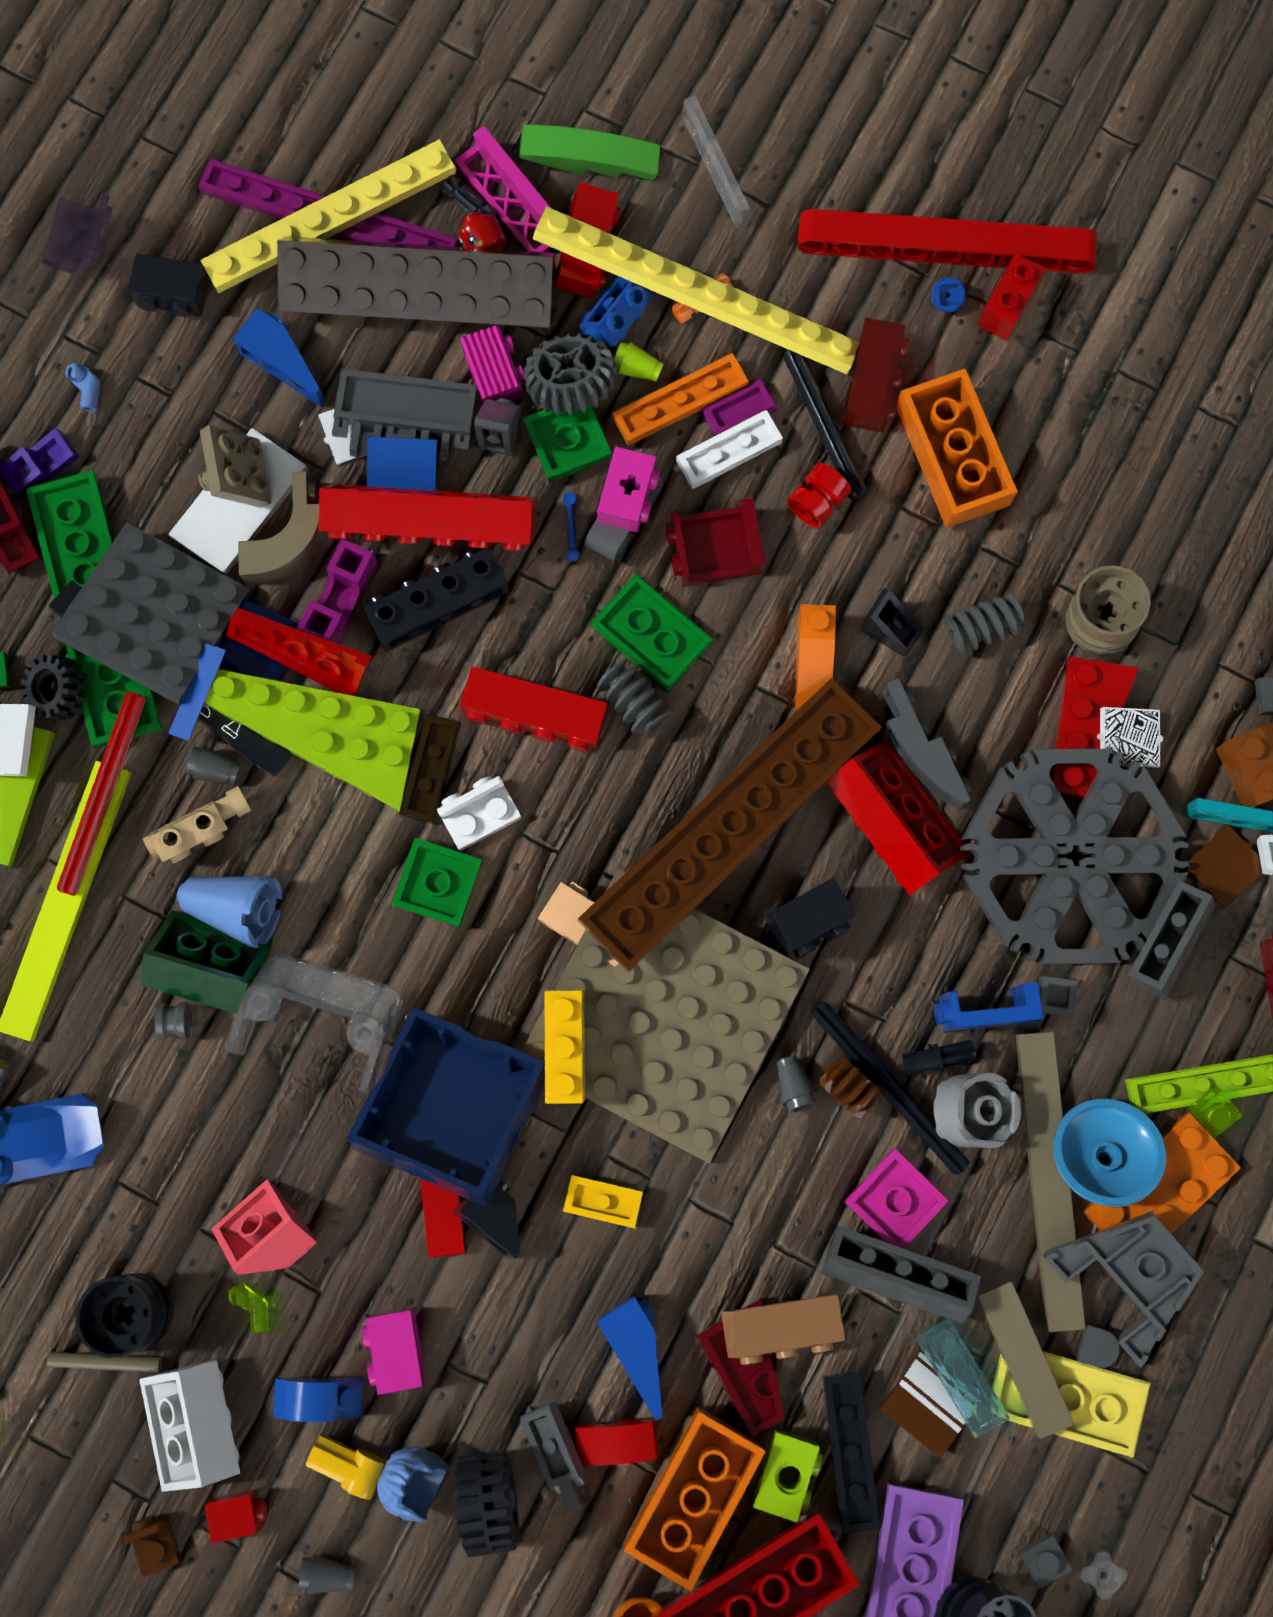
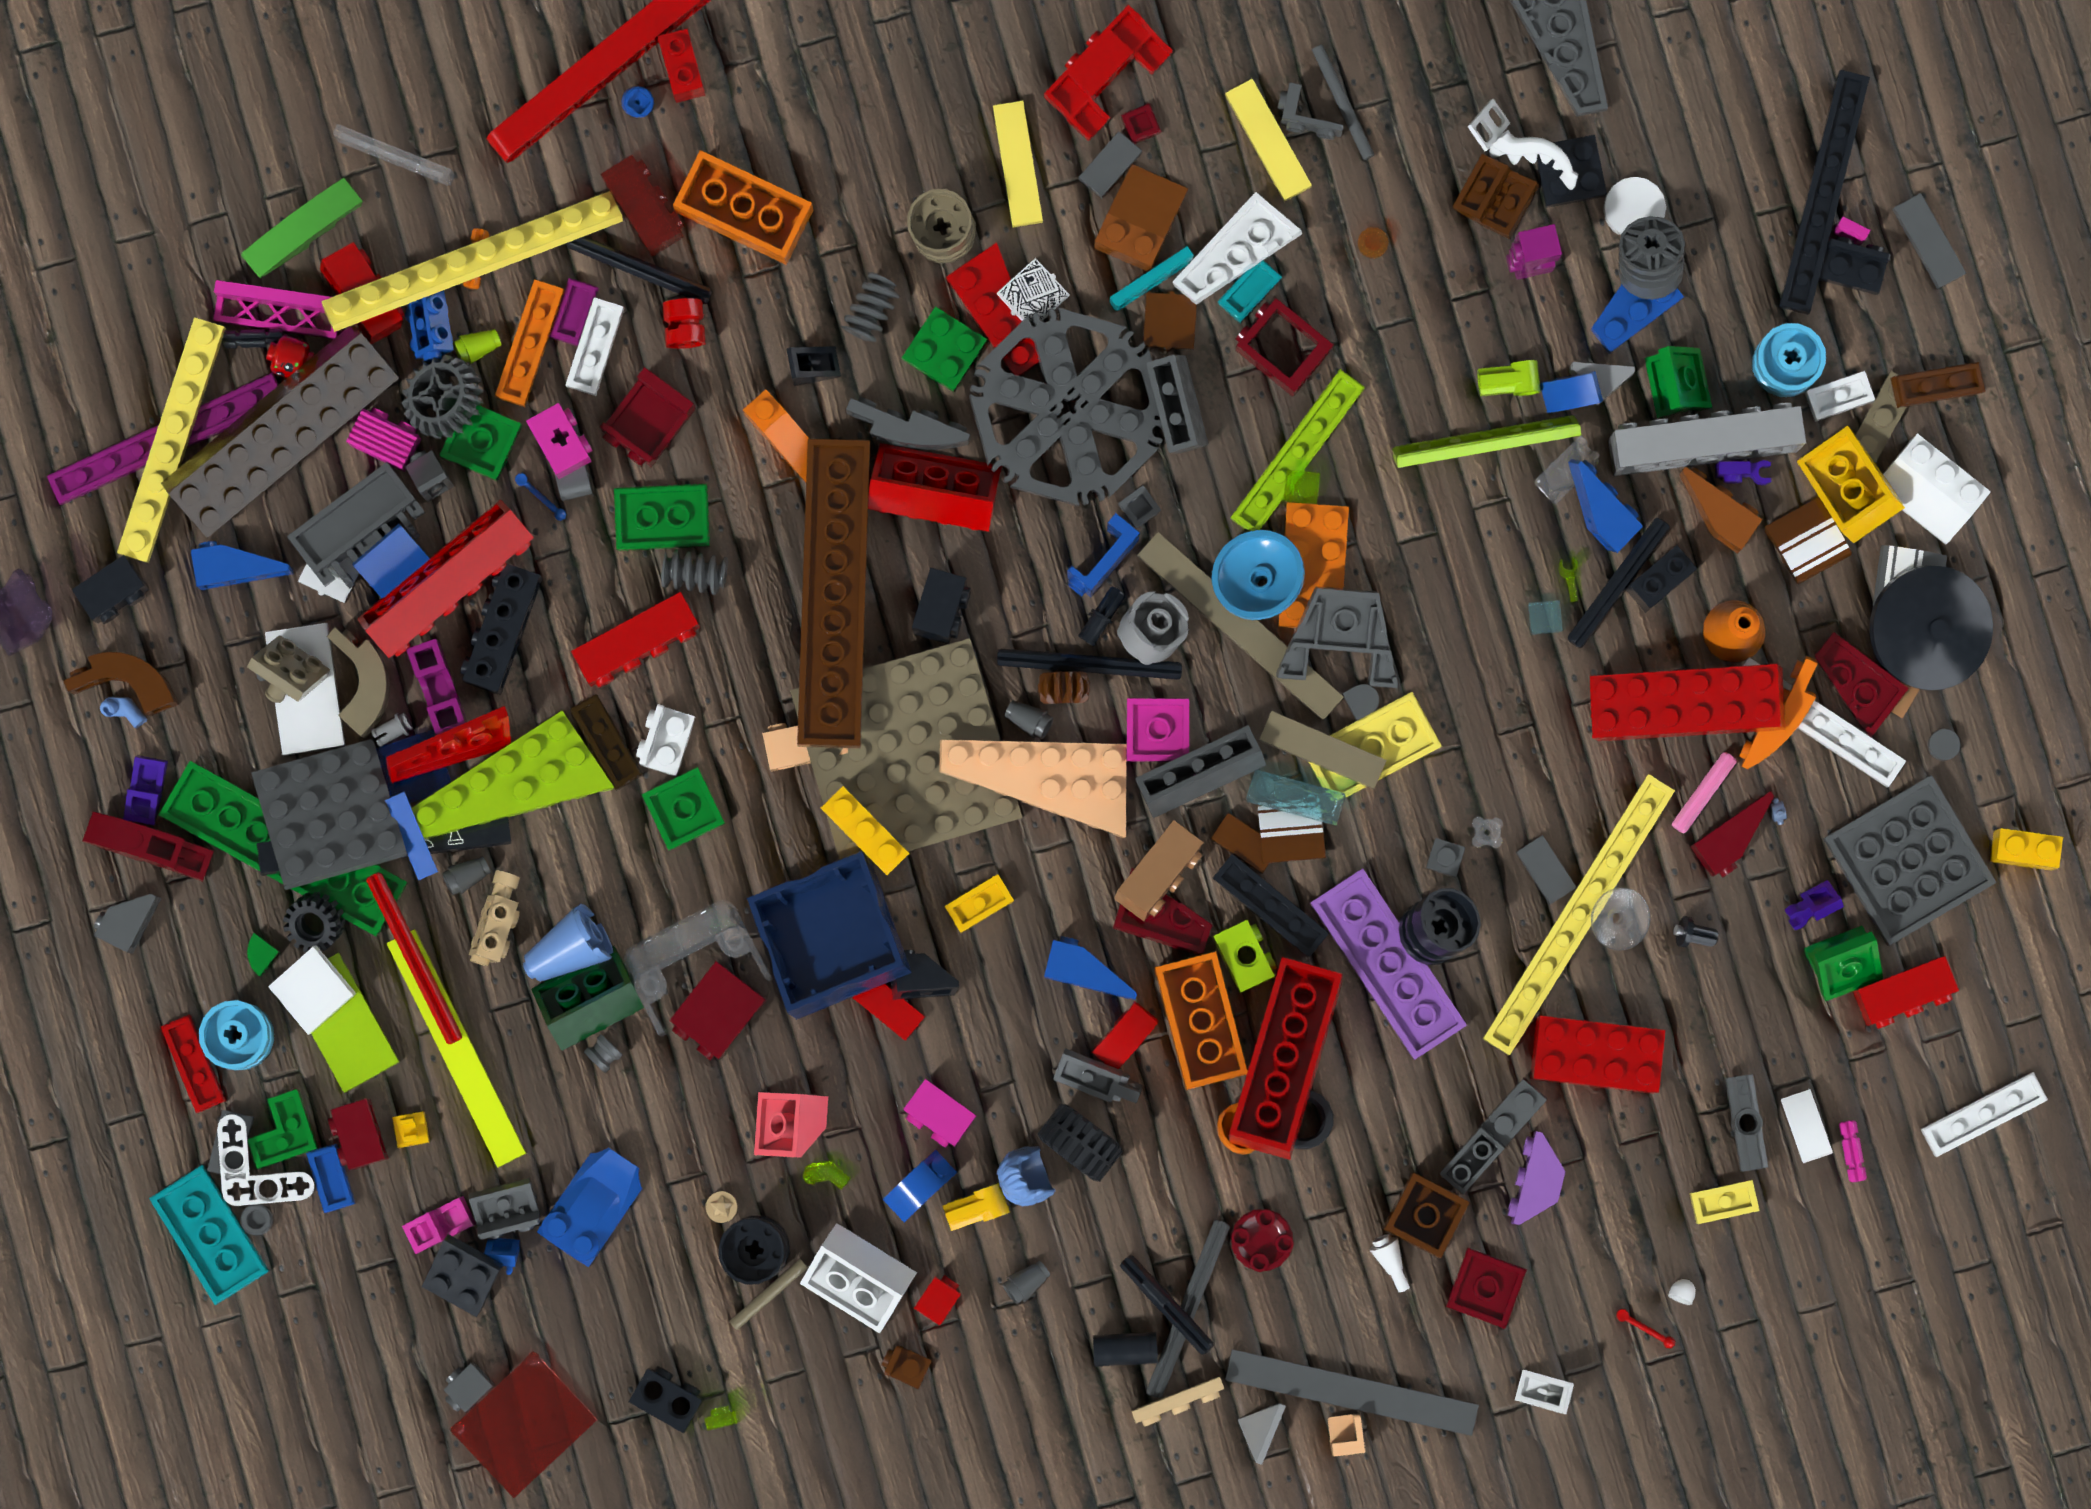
camera: 45 degrees left, 5 degrees up
(123, 377) = (148, 683): none -> reddish brown arch
(140, 1247) = (721, 1207): none -> tan tile
(273, 596) = (394, 728): none -> light grey pin
(298, 1077) = (716, 1011): none -> dark red panel
(775, 1163) = (1062, 778): none -> light nougat wing
(877, 1368) = (1240, 841): none -> reddish brown tile
(1012, 714) = (944, 349): none -> green plate
(1214, 622) = (1017, 164): none -> light yellow tile

